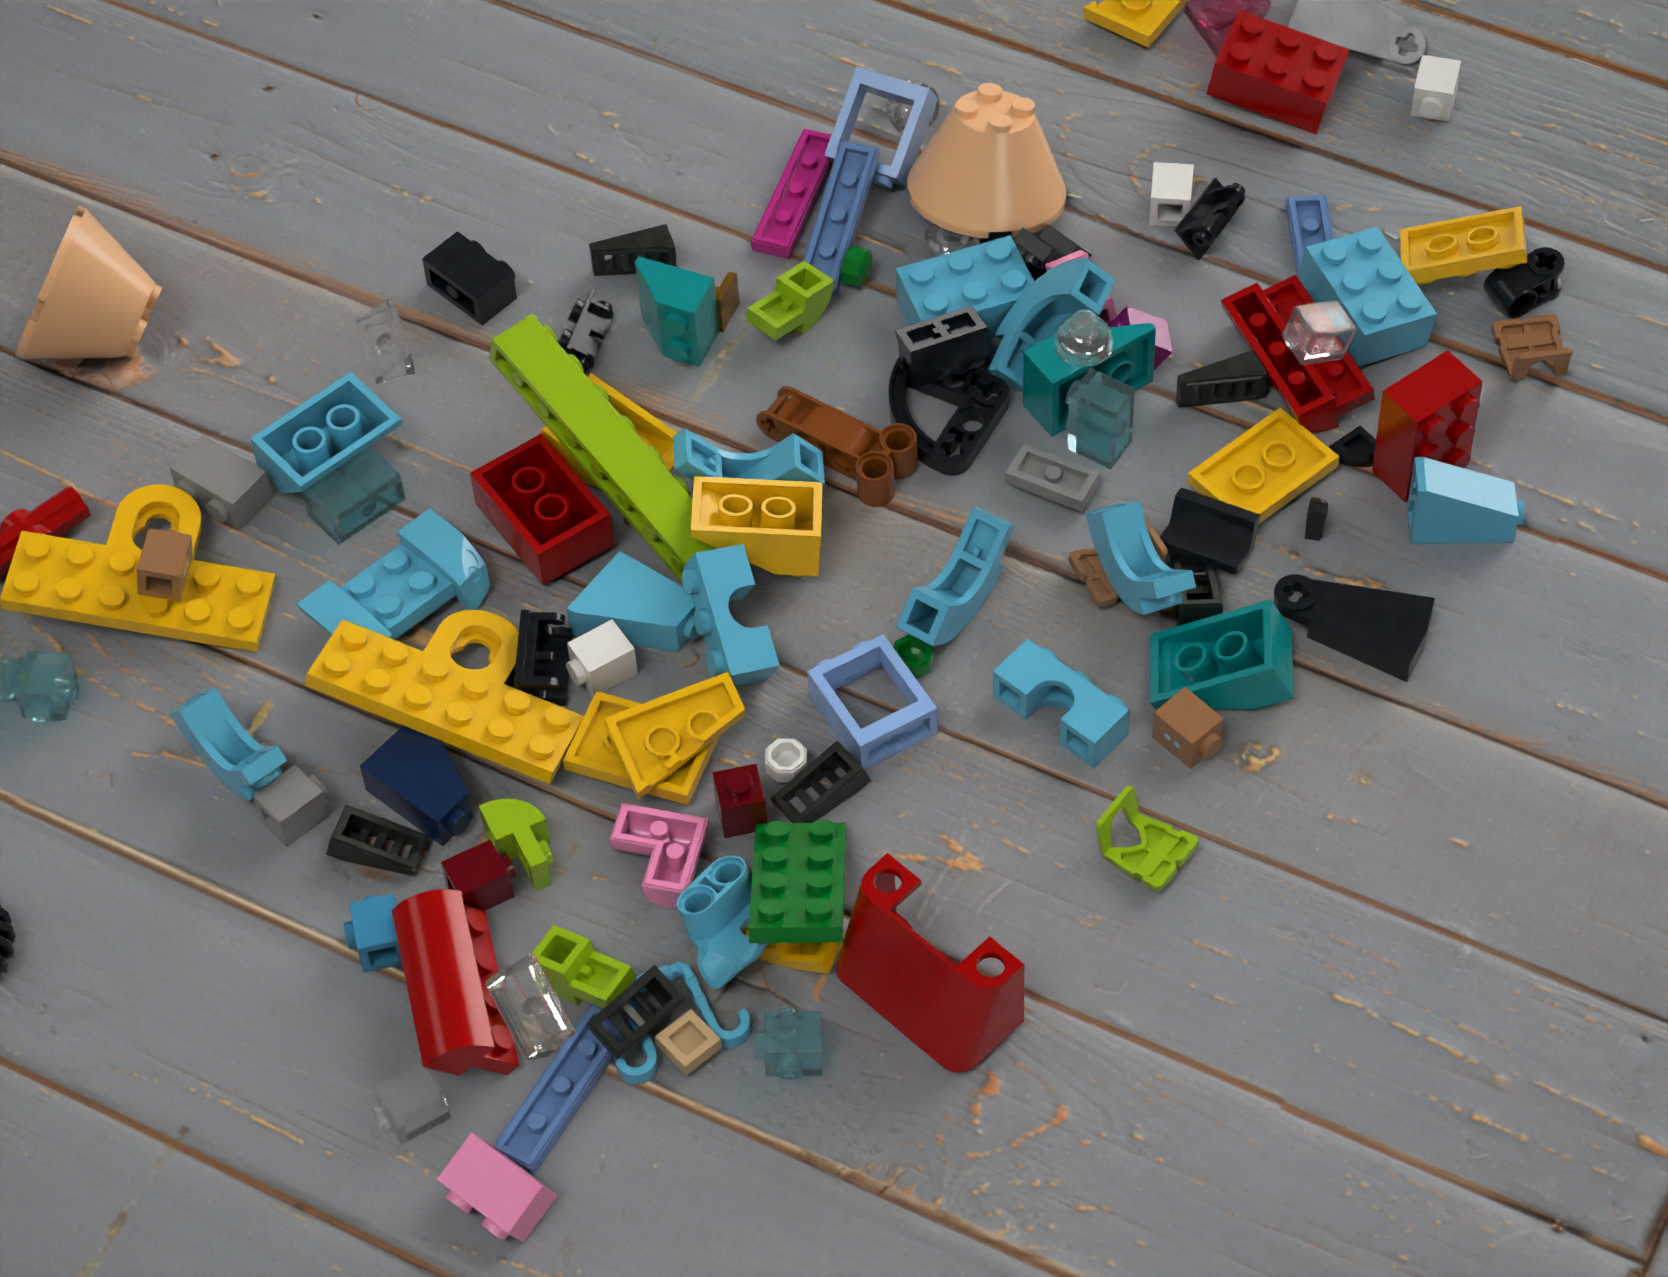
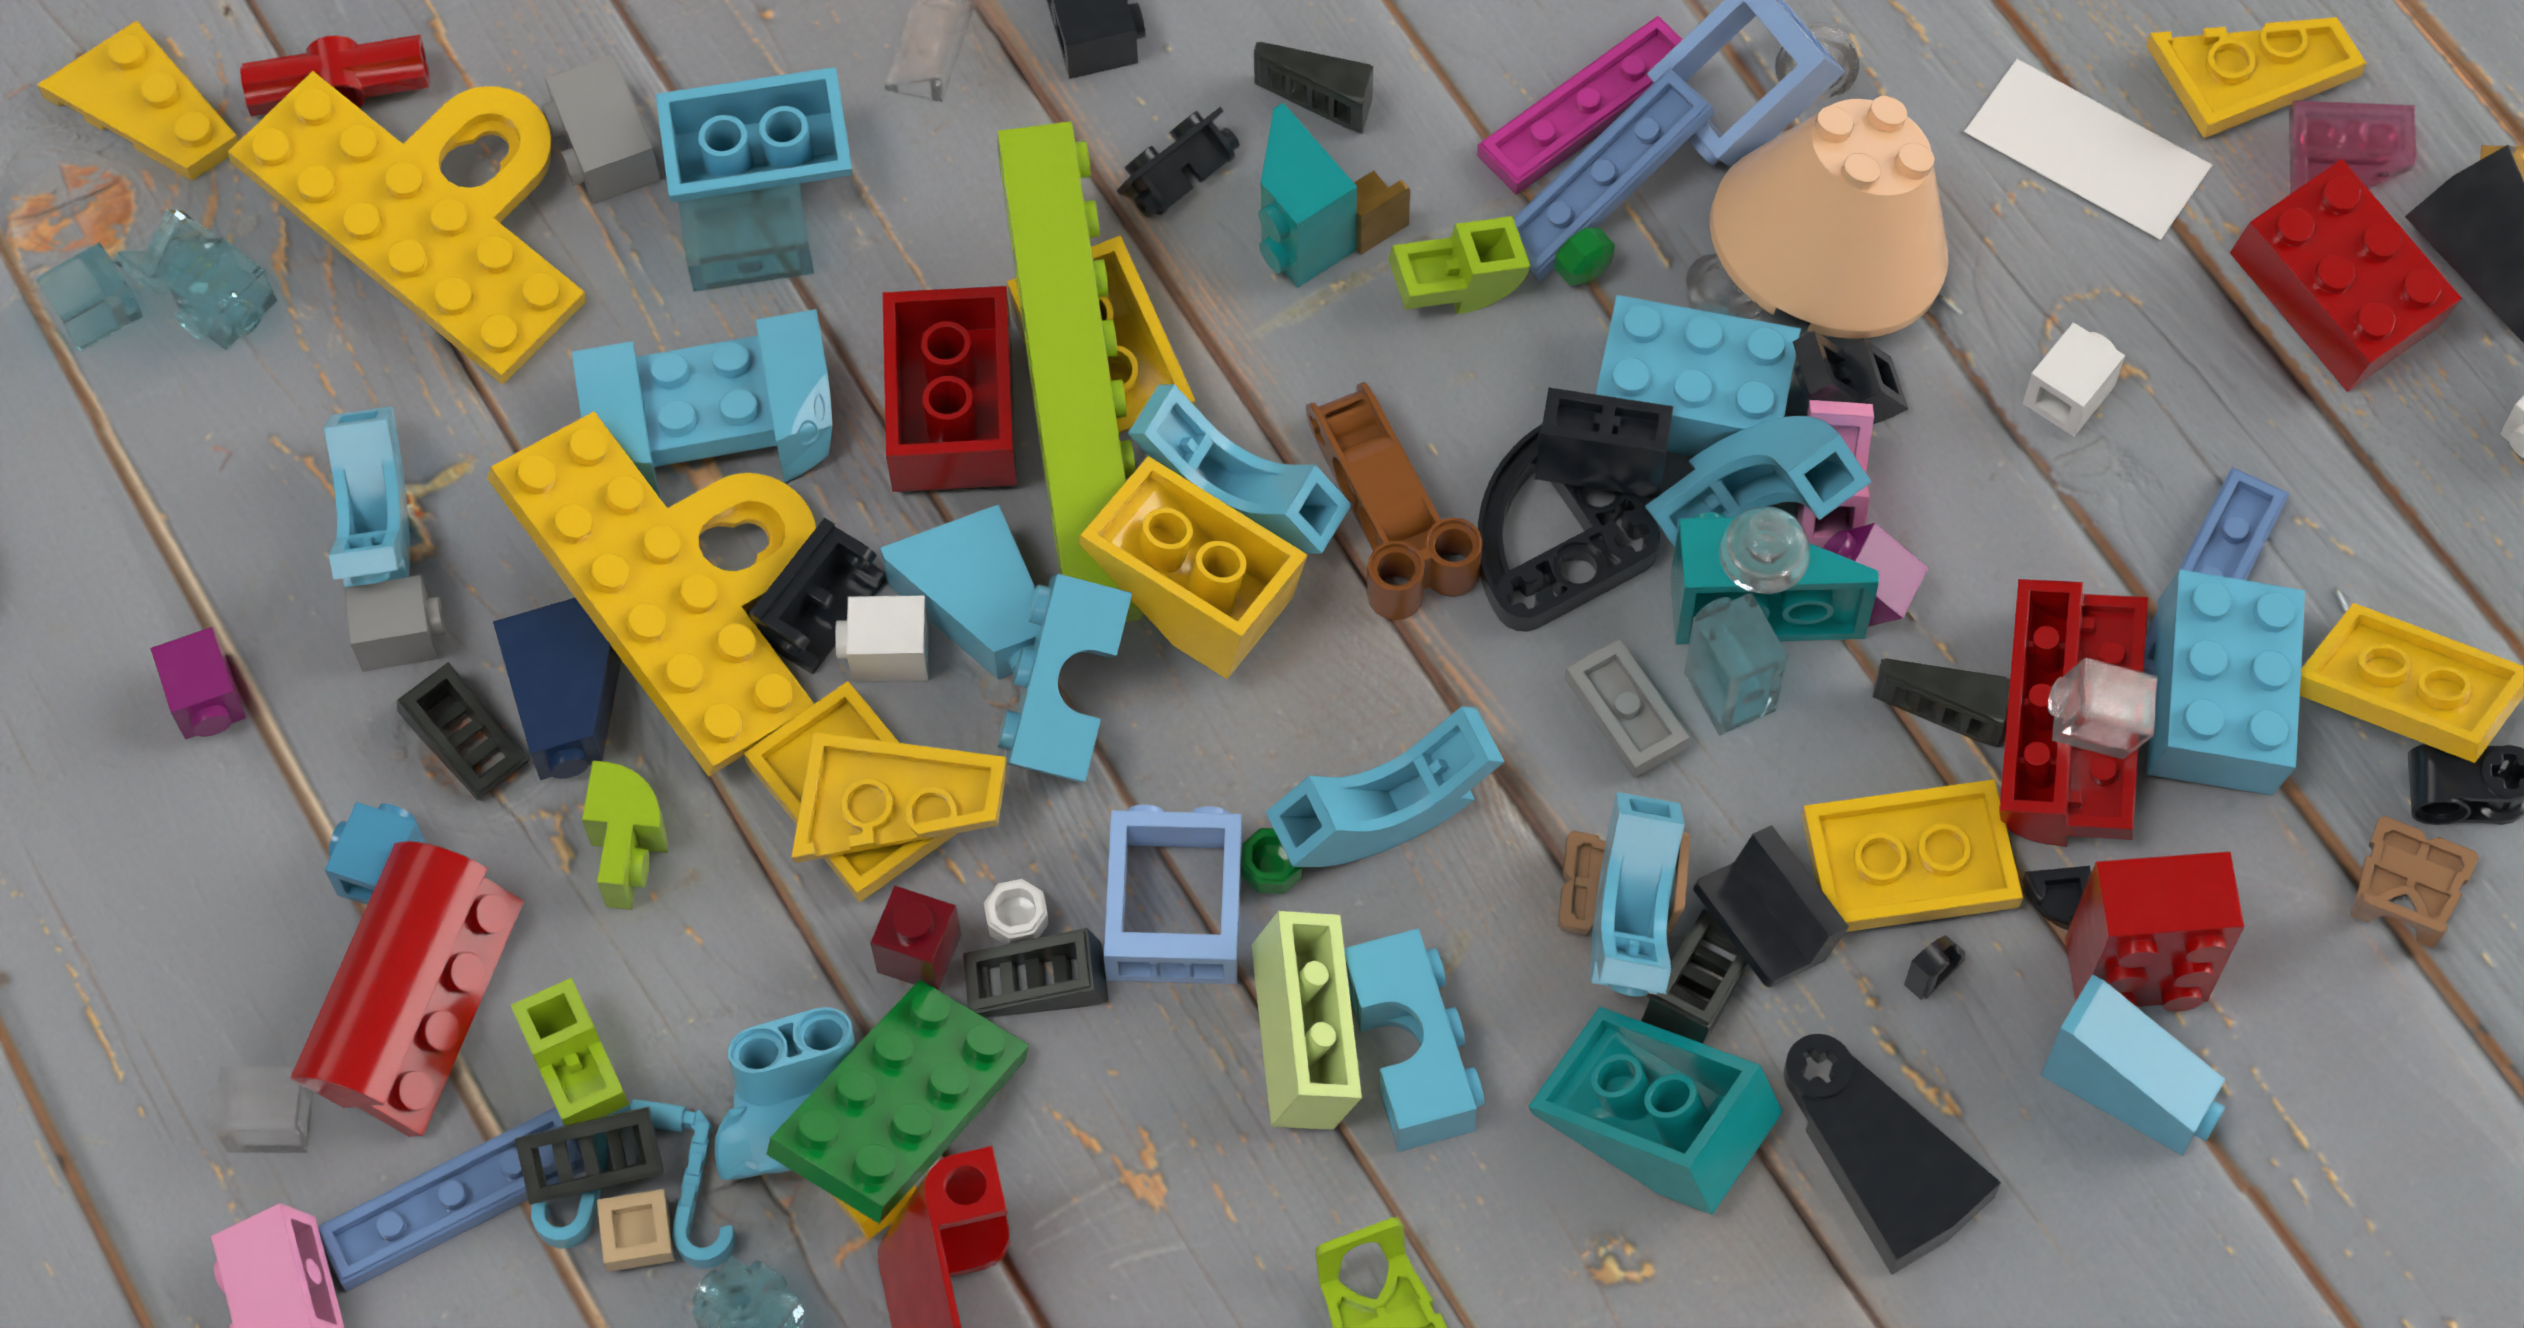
camera: 30 degrees right, 10 degrees up
(164, 564) = (441, 213): medium nougat brick -> none
(193, 900) = (198, 684): none -> magenta brick
(480, 876) = (539, 855): dark red brick -> none
(530, 1008) = (473, 1071): clear slope -> none
(670, 840) = (797, 950): bright pink brick -> none
(998, 720) = (1306, 1020): none -> yellowish green brick
(1090, 83) = (2088, 149): none -> white sticker
(1188, 728) = (1546, 1175): medium nougat brick -> none
(1209, 216) = (2101, 440): black hinge -> none

